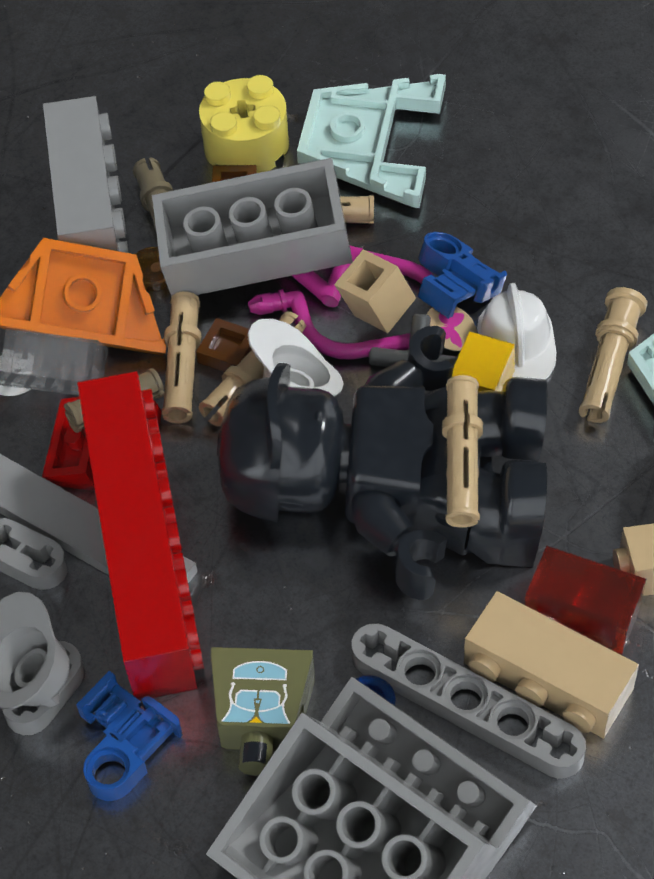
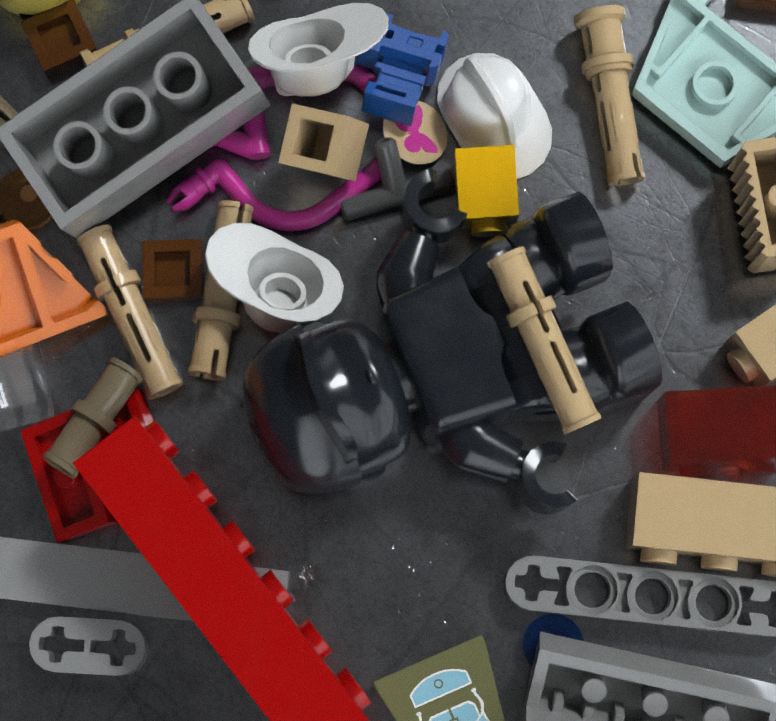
camera: 30 degrees left, 25 degrees up
(403, 243) = (319, 49): none -> white piece

